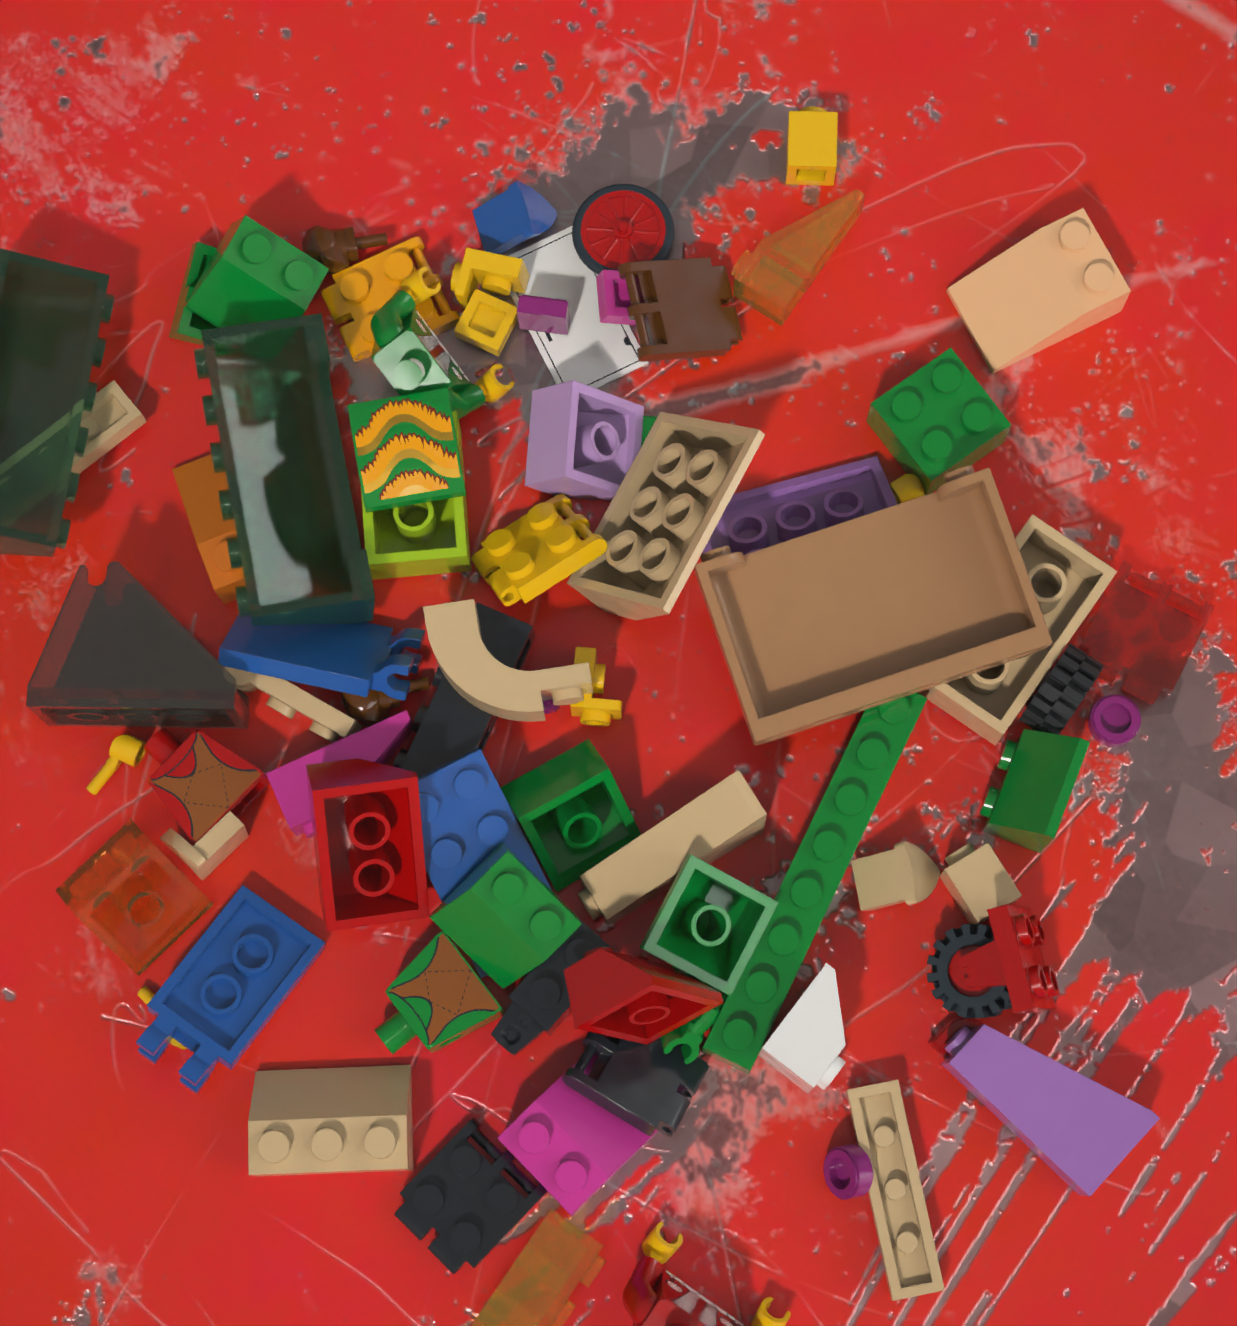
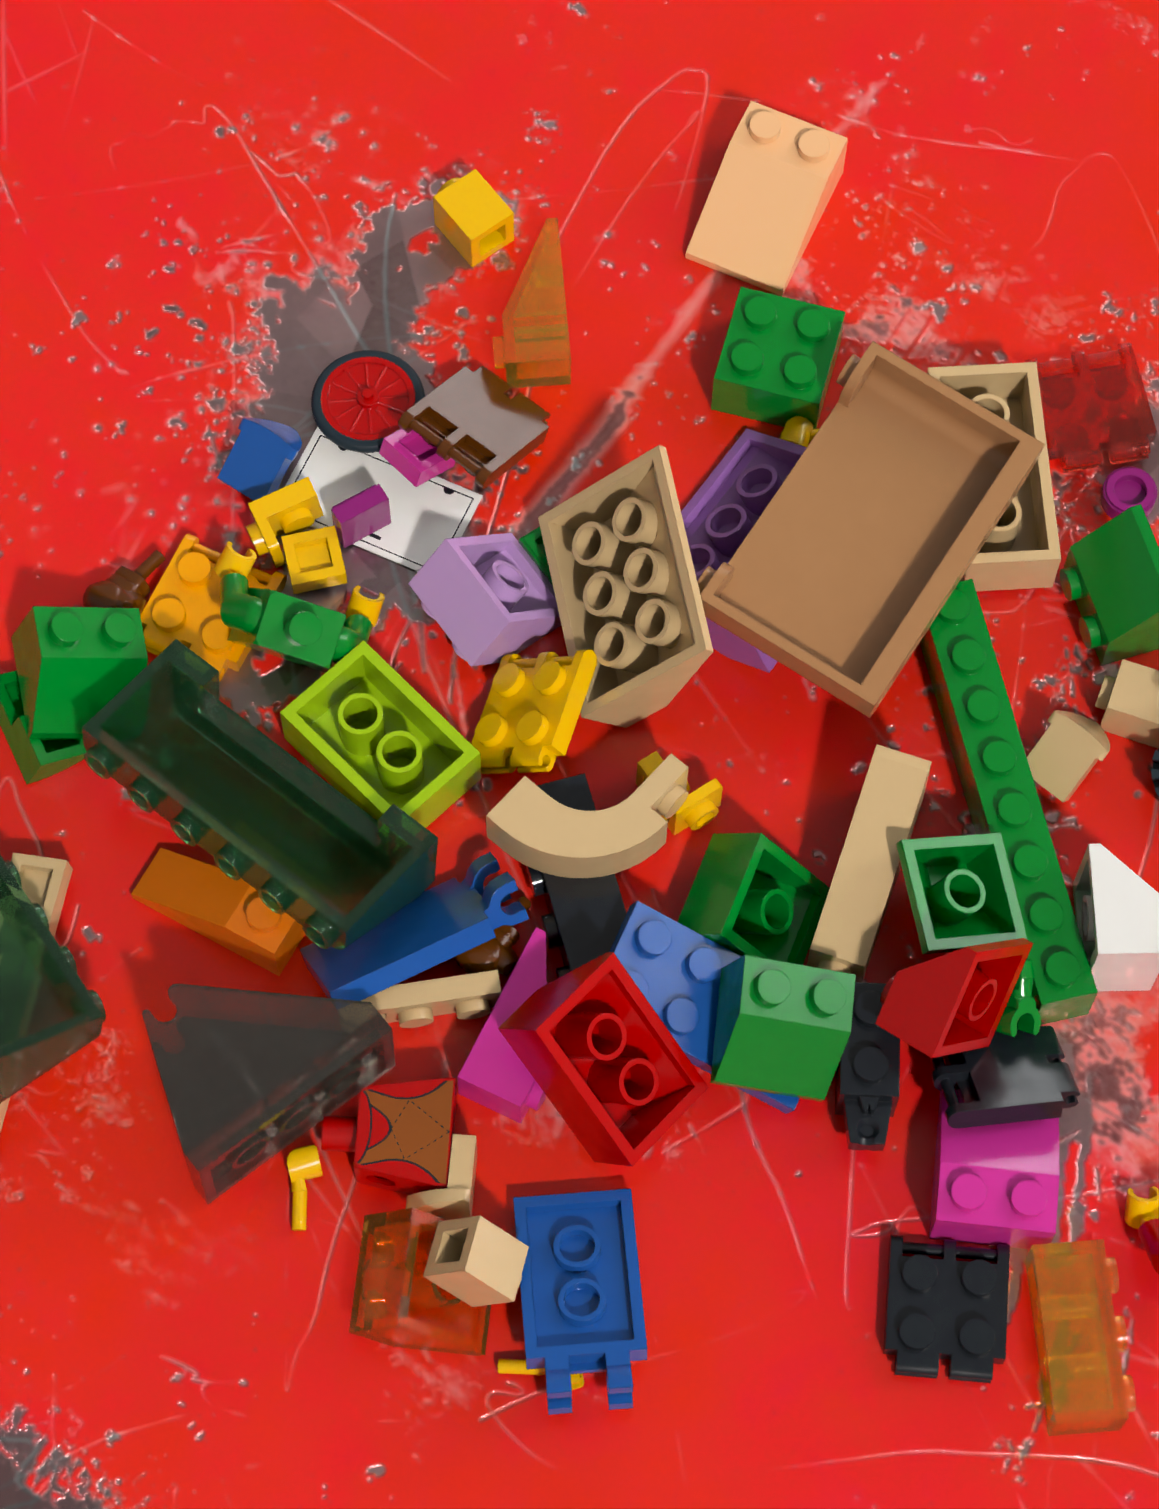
camera: 45 degrees left, 10 degrees down
(169, 912) = (476, 1261): none -> tan brick
(331, 1121) = (774, 1335): tan slope -> none
(406, 450) = (353, 699): slope -> none
(437, 999) = (774, 1154): torso -> none
(1062, 691) = (1076, 492): black tyre -> none

